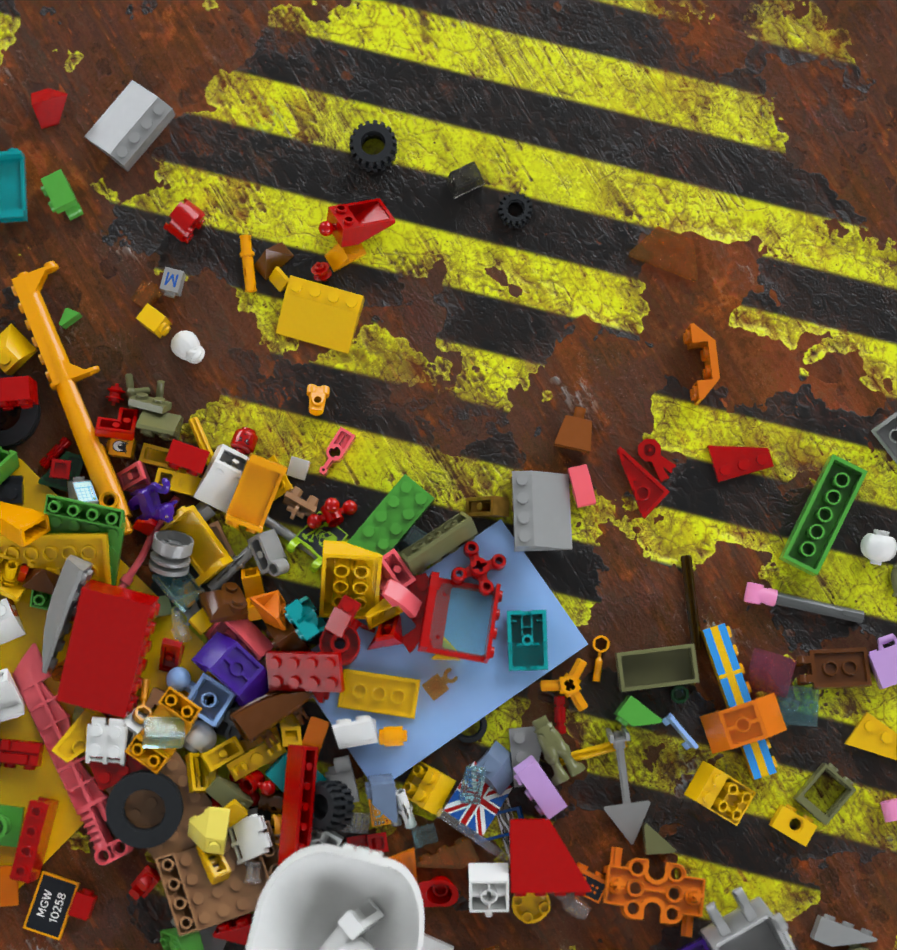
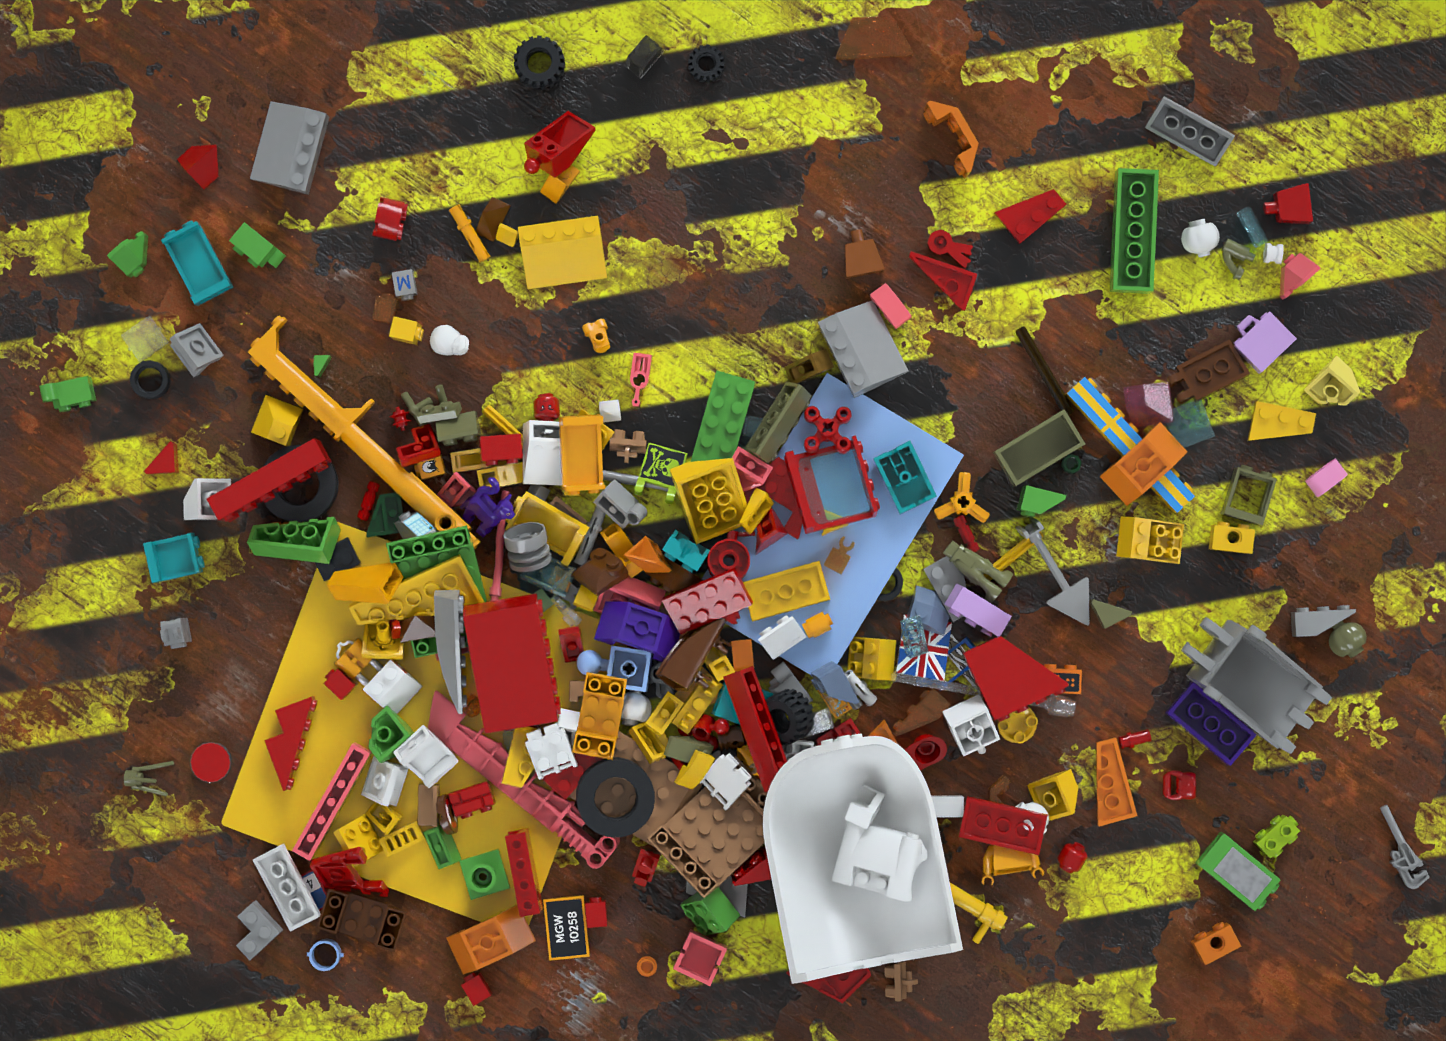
camera: 25 degrees left, 5 degrees up
(60, 469) = (382, 514): red tile -> none
(143, 698) = (569, 704): light orange piece -> none
(145, 526) = (491, 532): red tile -> none
(163, 732) = (601, 718): clear light blue panel -> none
(210, 829) = (685, 788): light yellow slope -> none
(218, 873) = (711, 826): yellow slope -> none
(252, 872) = (743, 810): clear bush -> none
(321, 271) = (544, 209): red wheel -> none
(332, 513) = (663, 440): red piece -> none
(342, 616) = (720, 533): slope -> none
(400, 596) = (766, 490): coral slope -> none
(424, 835) = (888, 704): clear light blue panel -> none
(598, 661) = (980, 466): light orange piece -> none
(686, 906) = (1094, 675): orange gear -> none
(689, 741) = (1100, 504): light blue flag -> none
(757, 594) = (1104, 335): dark grey piece -> none

